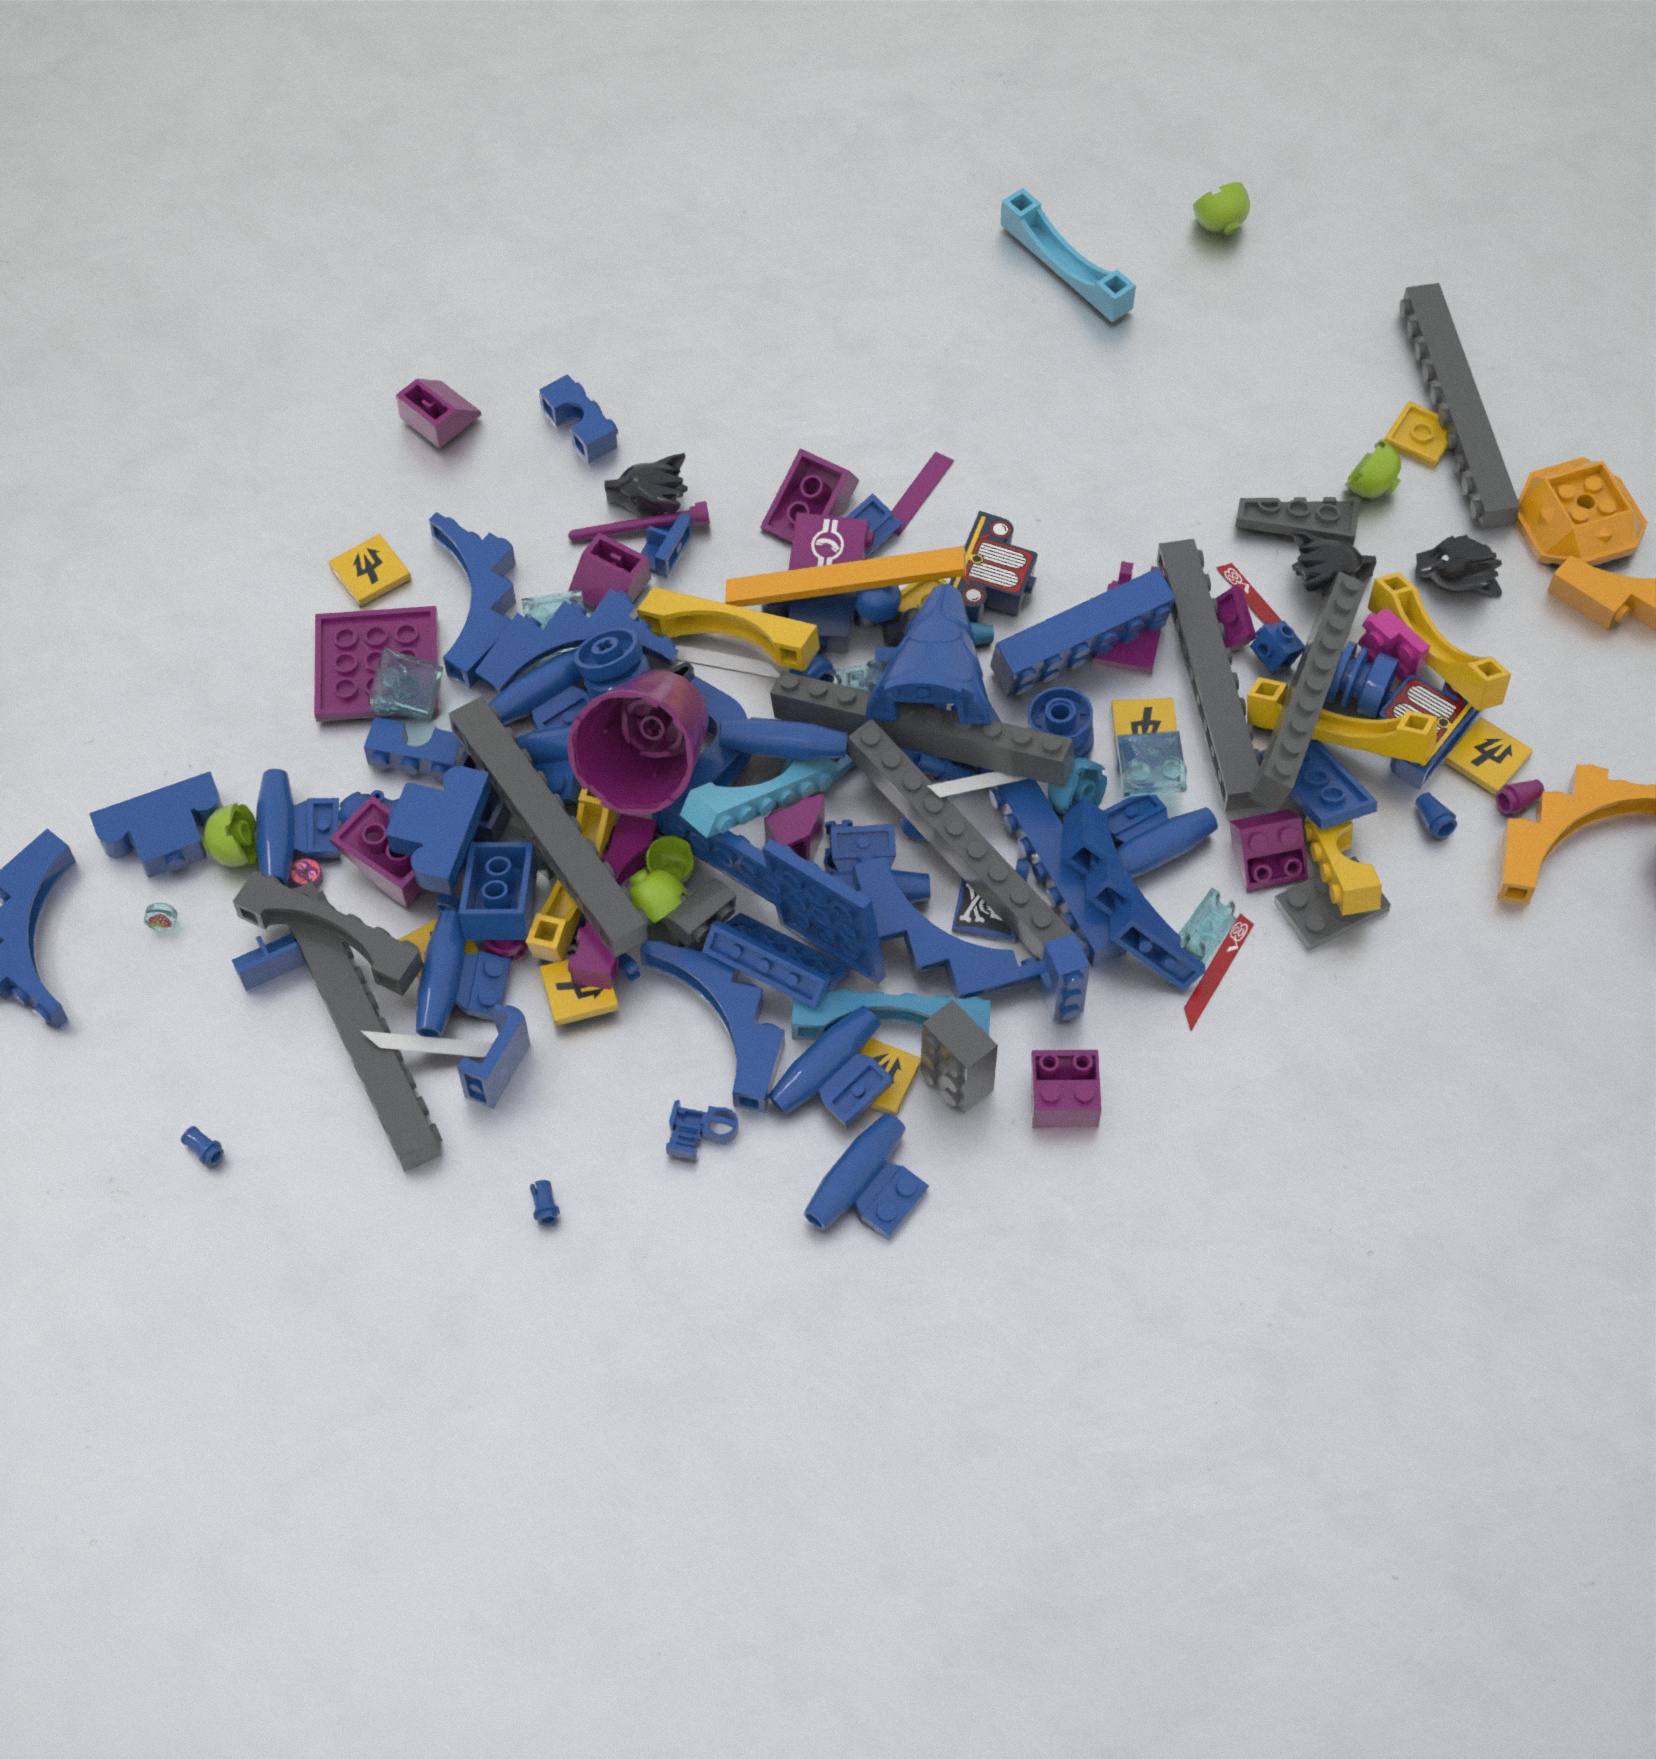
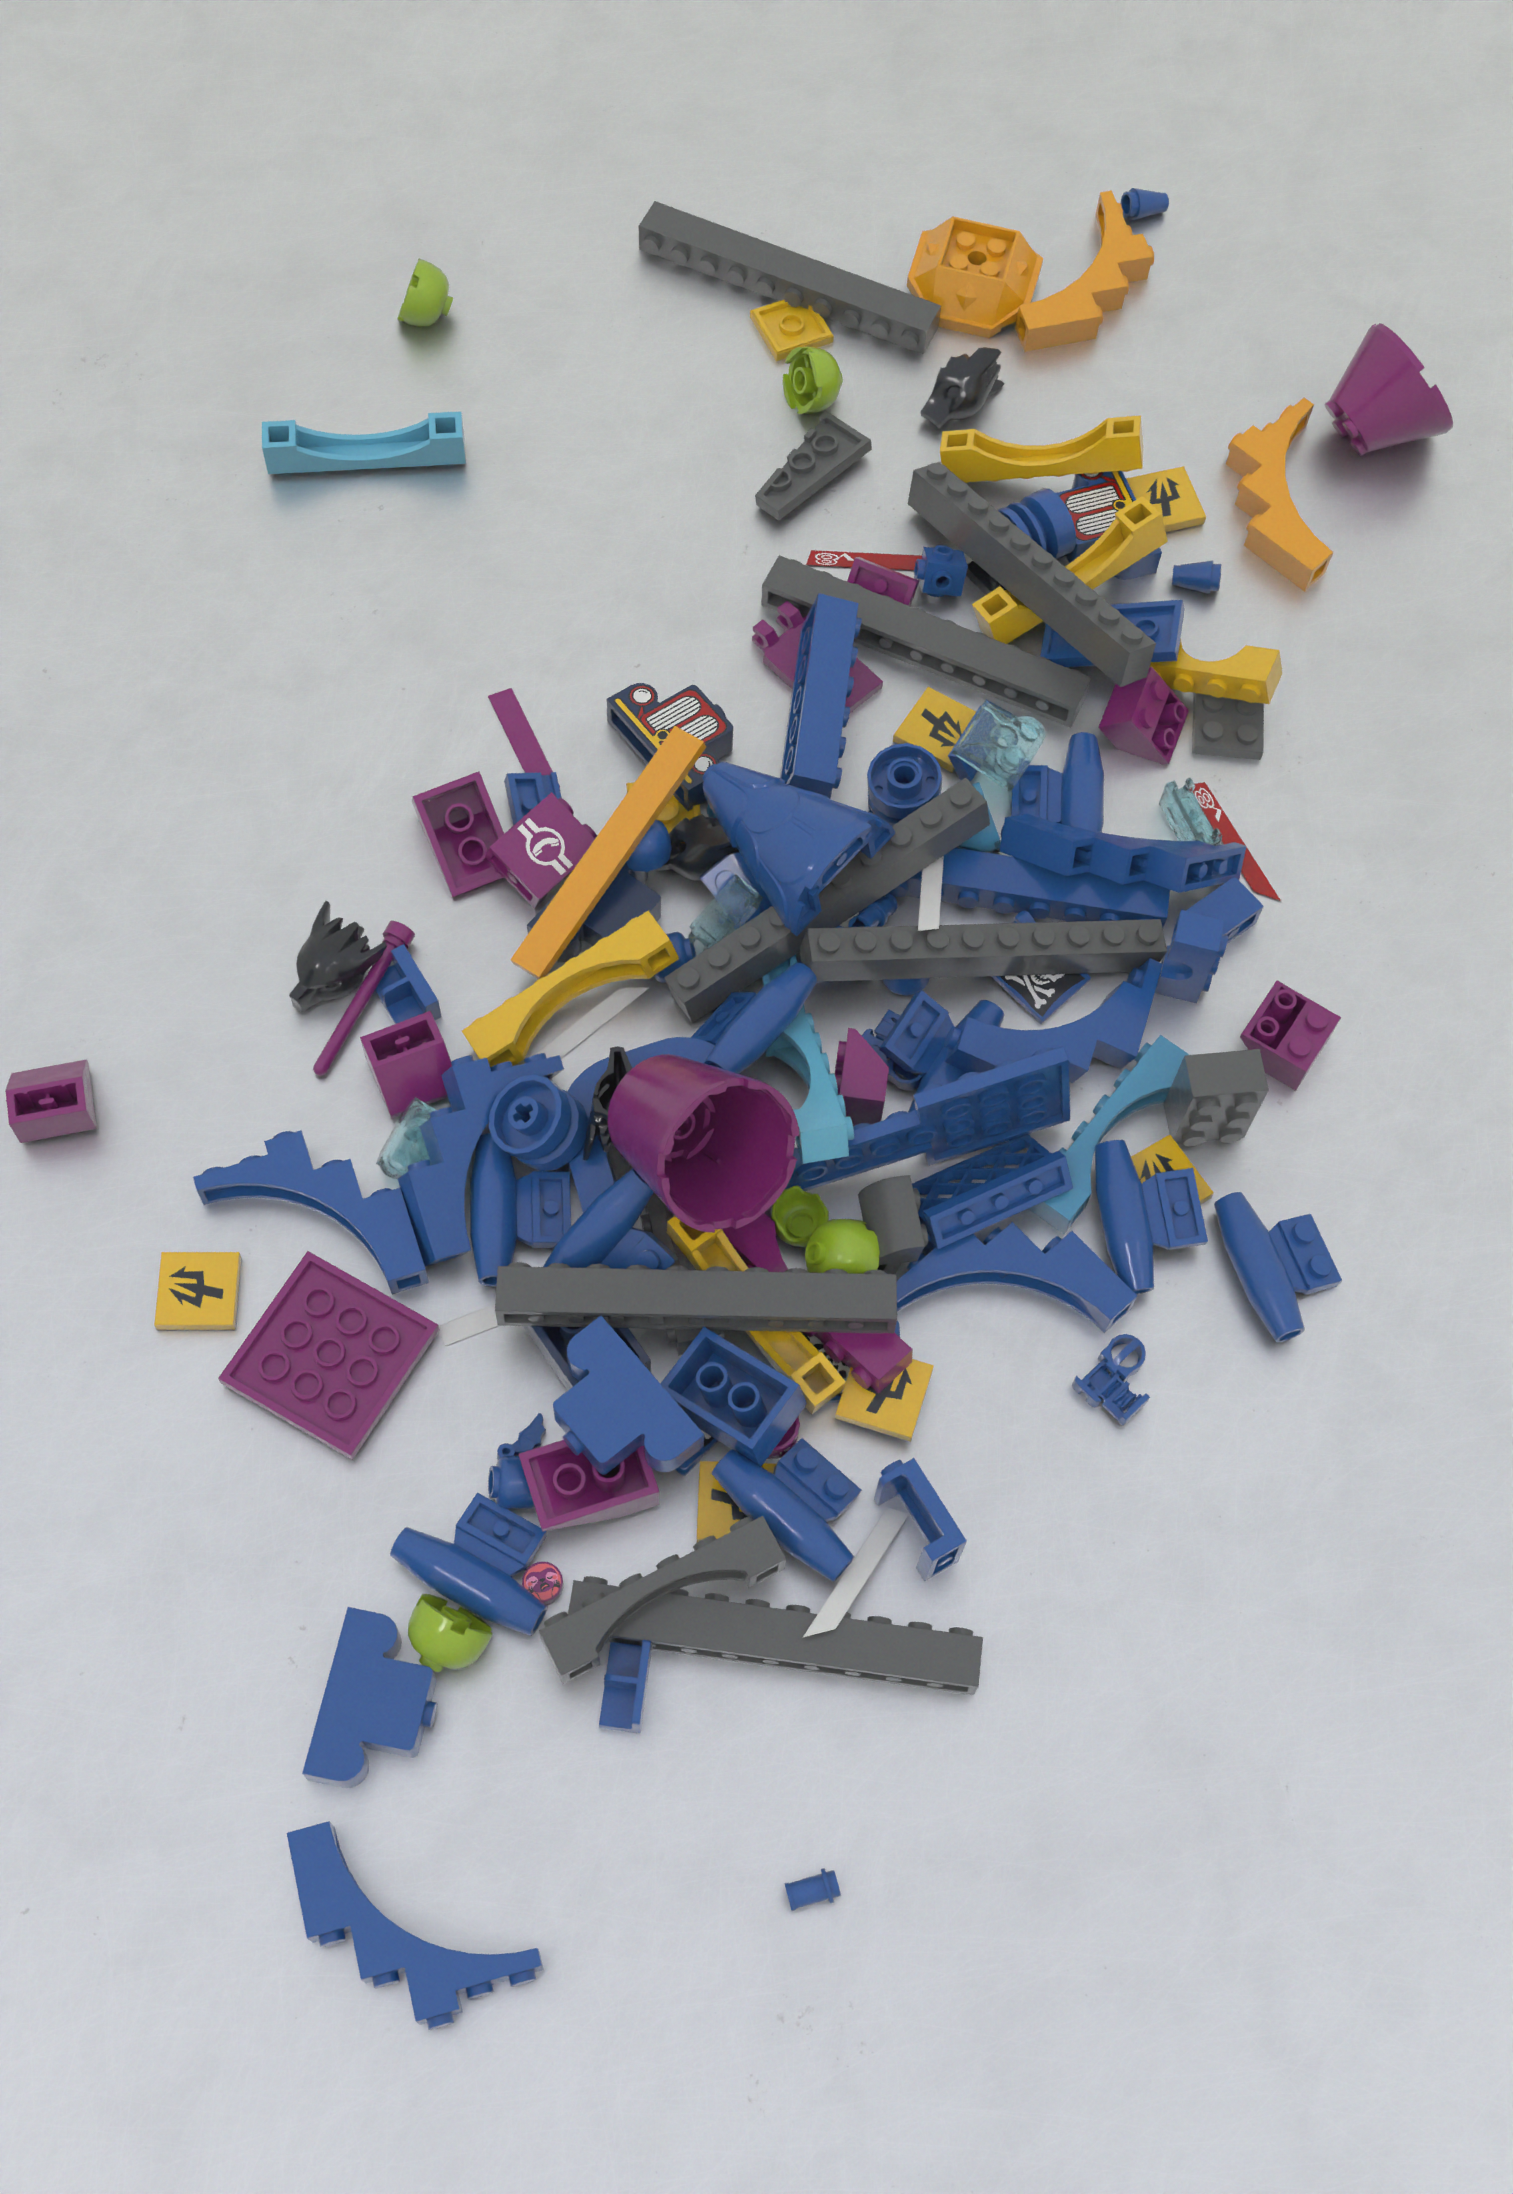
camera: 60 degrees left, 5 degrees up
(160, 916) = (488, 1770): clear light blue tile -> none
(388, 748) = (451, 1404): blue arch -> none
(404, 686) = (398, 1340): clear light blue slope -> none
(545, 1209) = (1108, 1575): blue pin -> none
(566, 402) = (150, 968): blue arch -> none
(1131, 992) = (1233, 904): none -> blue panel
(1324, 558) = (883, 476): black piece -> none
(1393, 637) = (1014, 478): dark pink plate -> none
(1517, 796) = (1222, 507): magenta cone -> none

